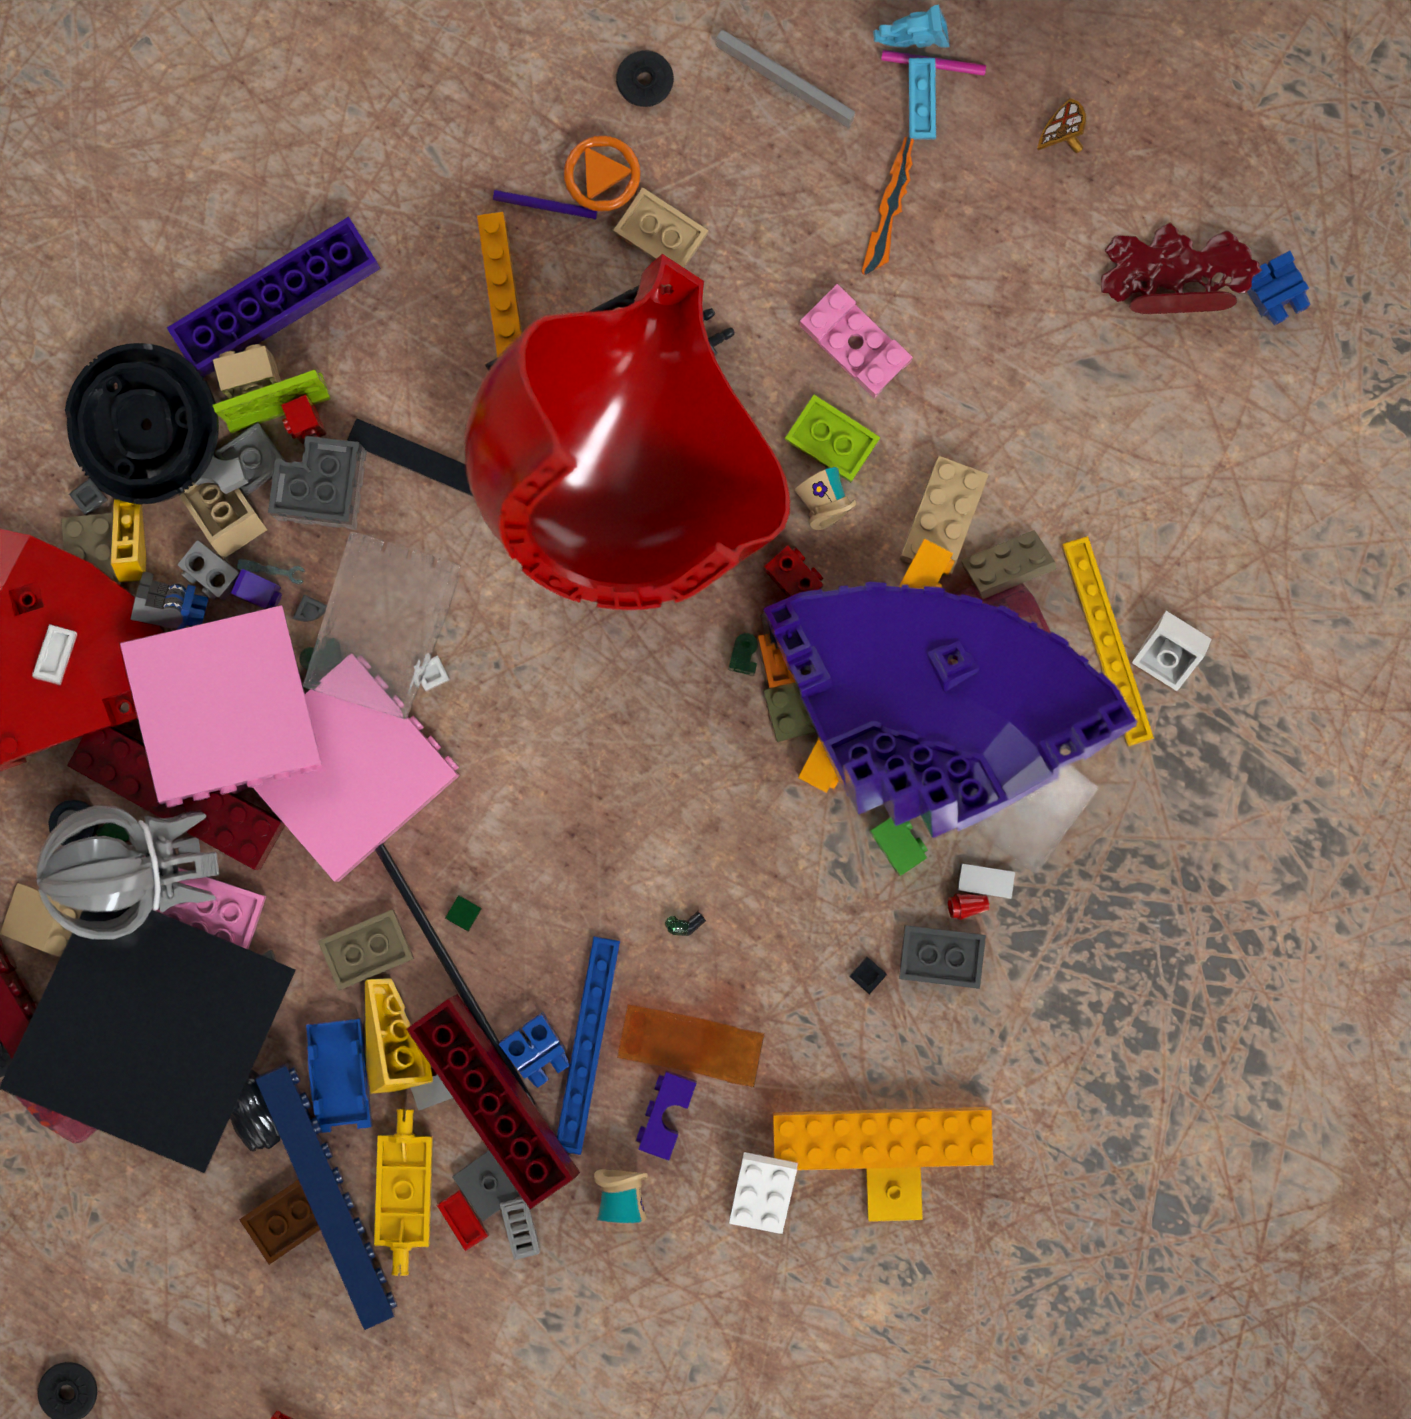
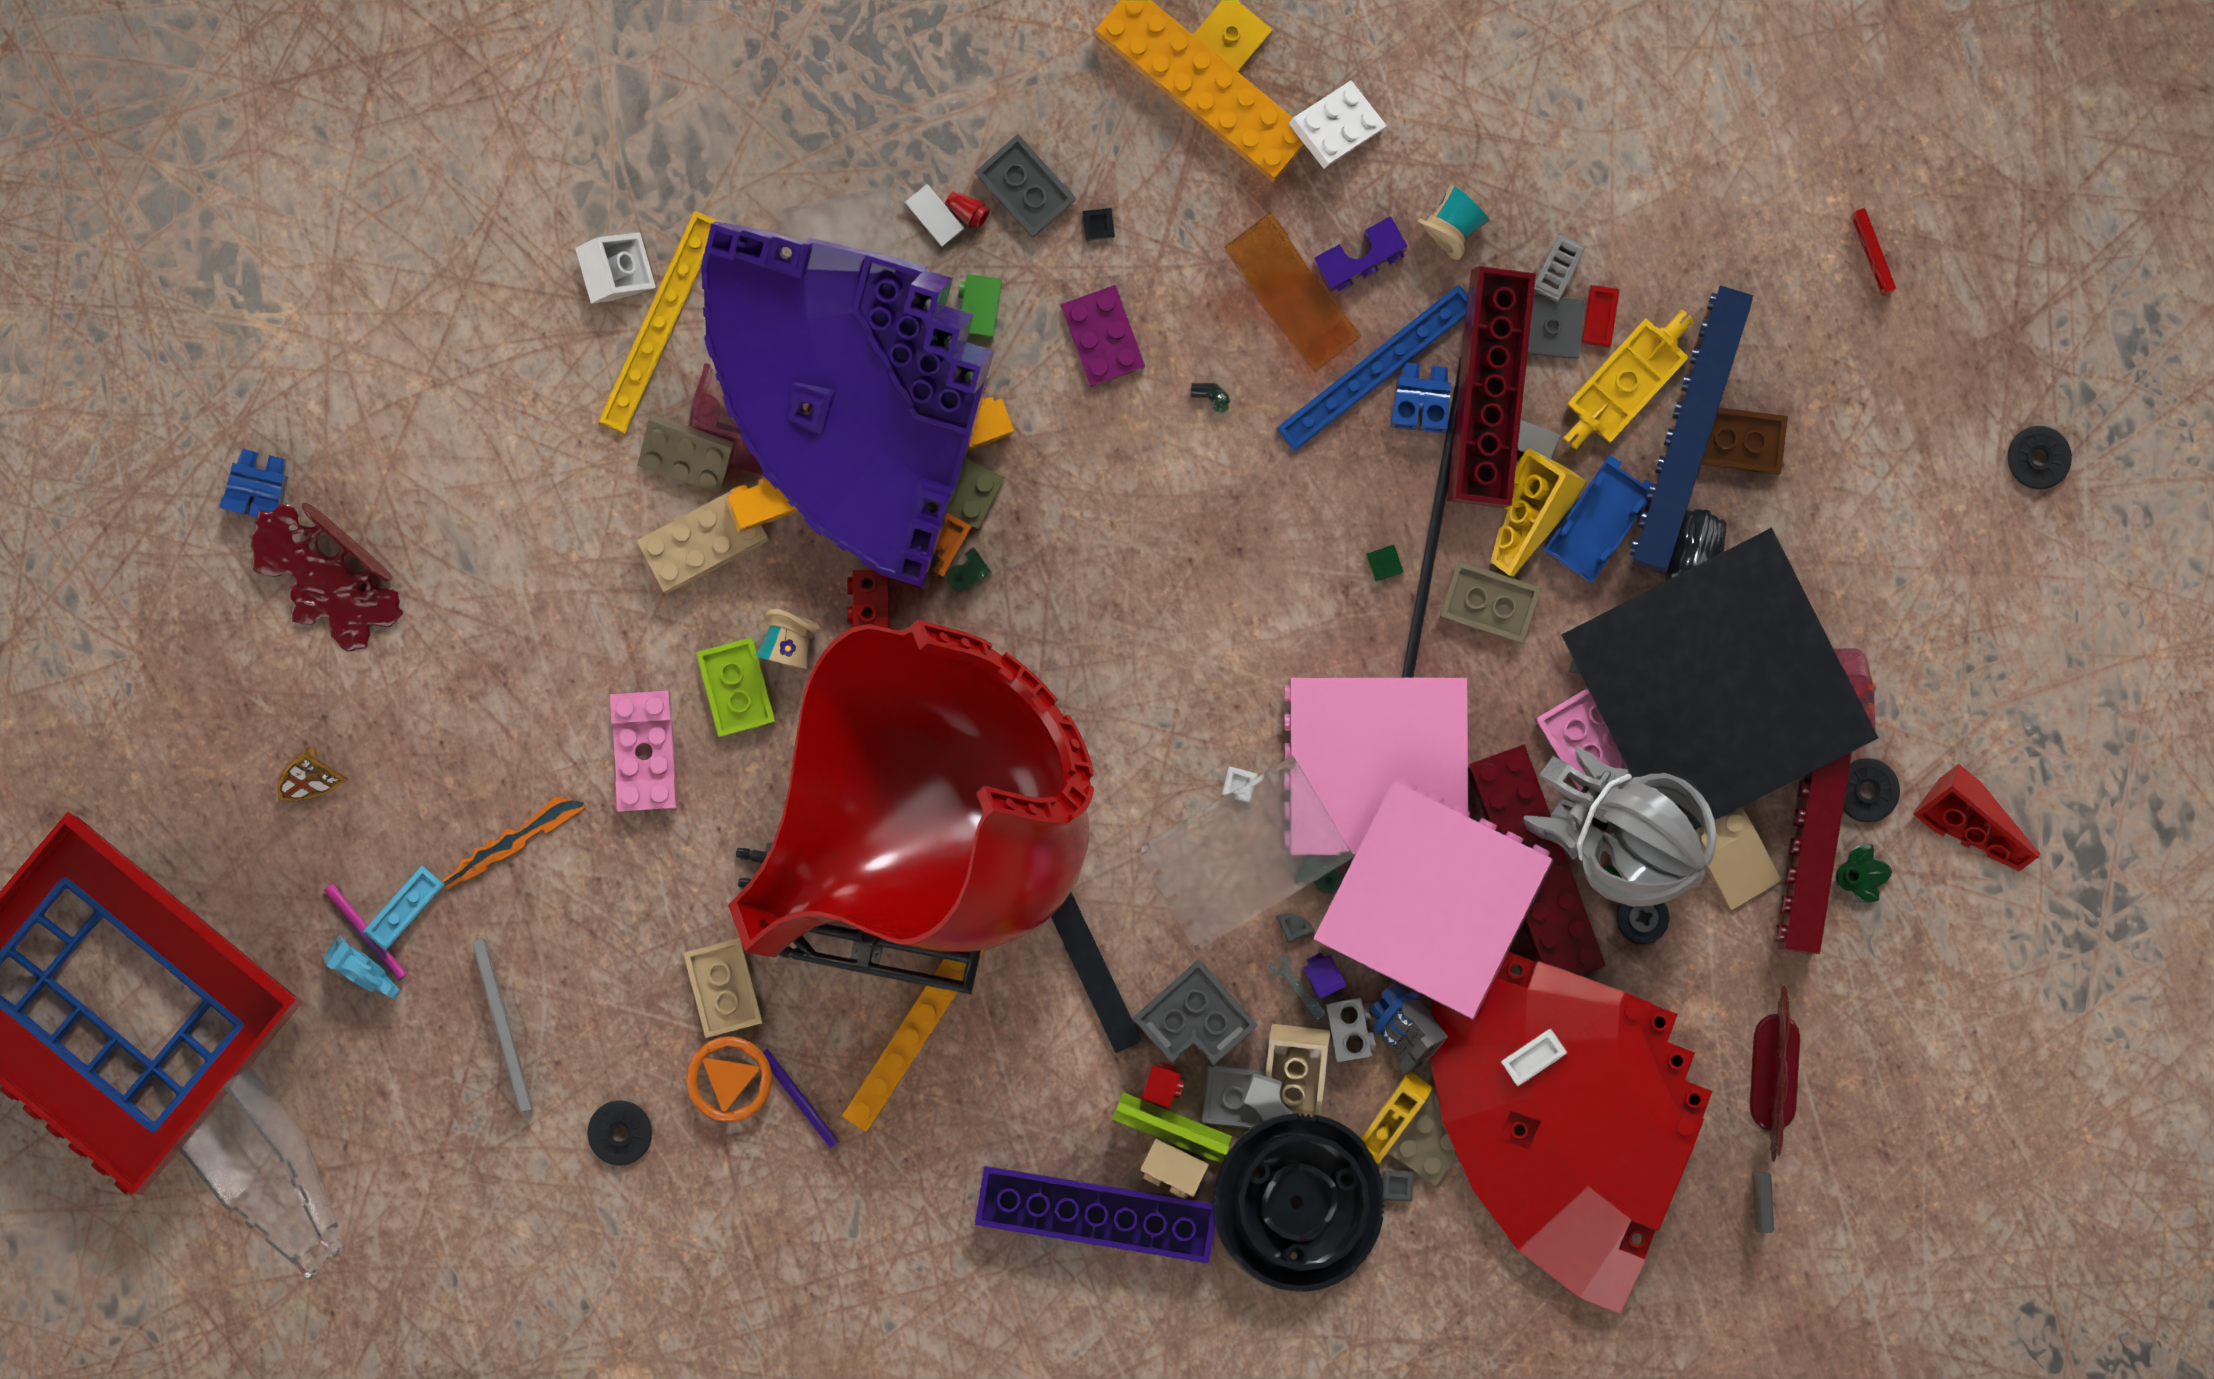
camera: 140 degrees left, 0 degrees up
(796, 899) = (1102, 336): none -> magenta plate

